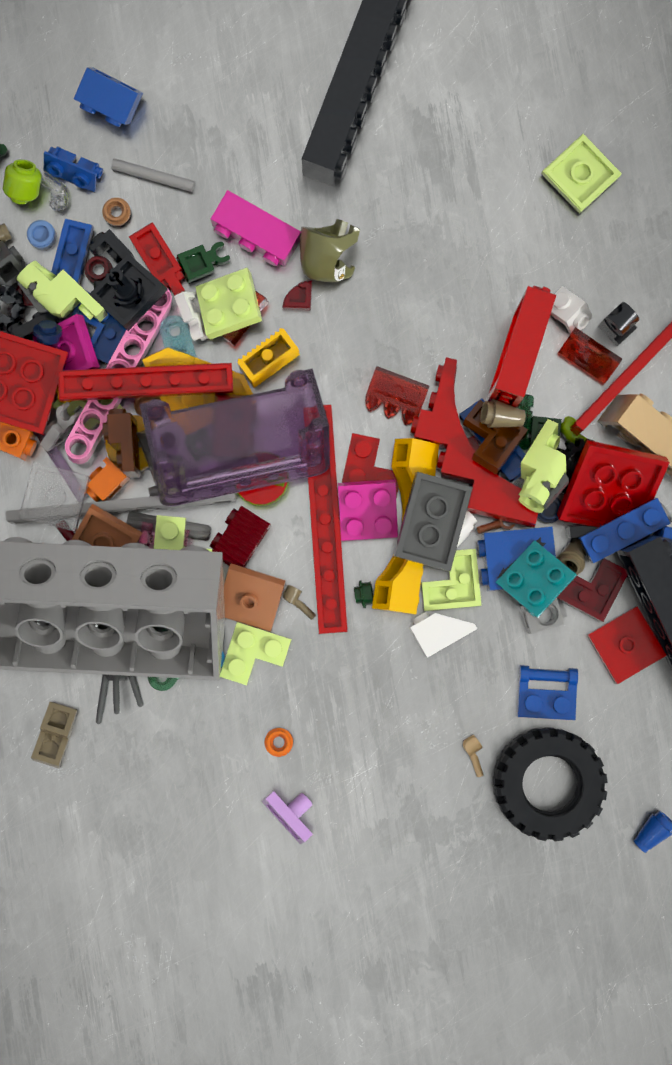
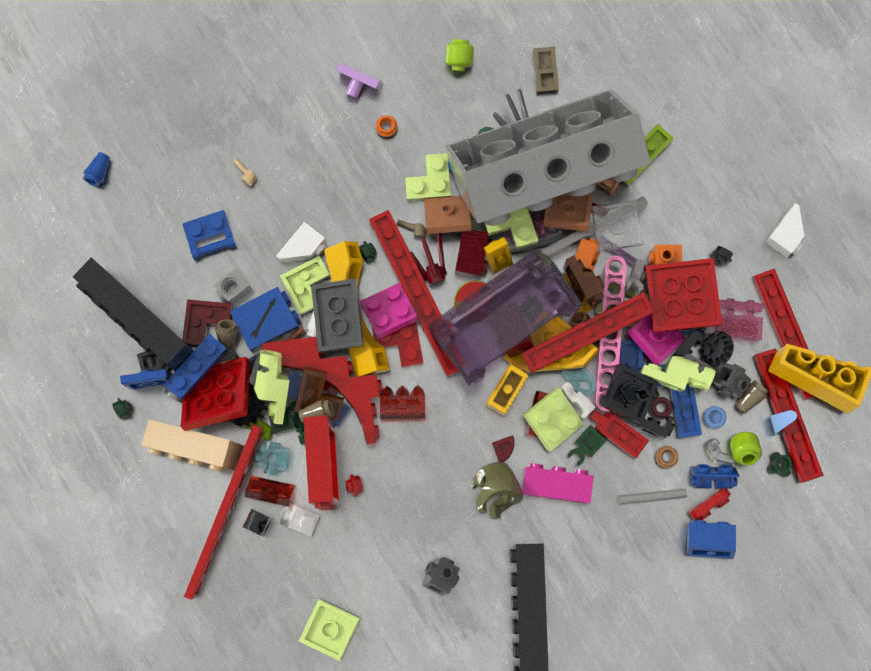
camera: 160 degrees right, 5 degrees down
(47, 332) = (675, 340): dark blue plate -> none
(81, 140) = (718, 499): none -> red plate
(152, 795) = (459, 54): none -> lime head
(211, 519) = (498, 255): none -> yellow plate
(295, 534) = (434, 273): none -> dark red plant
(431, 179) = (441, 576): none -> dark grey brick
(490, 323) = (353, 485): none -> red plate
(536, 579) = (246, 305): teal hinge -> none
(579, 382) = (281, 459): none -> clear light blue brick
(587, 796) = (164, 150): black tyre -> none
(626, 645) = (164, 291): red plate -> none

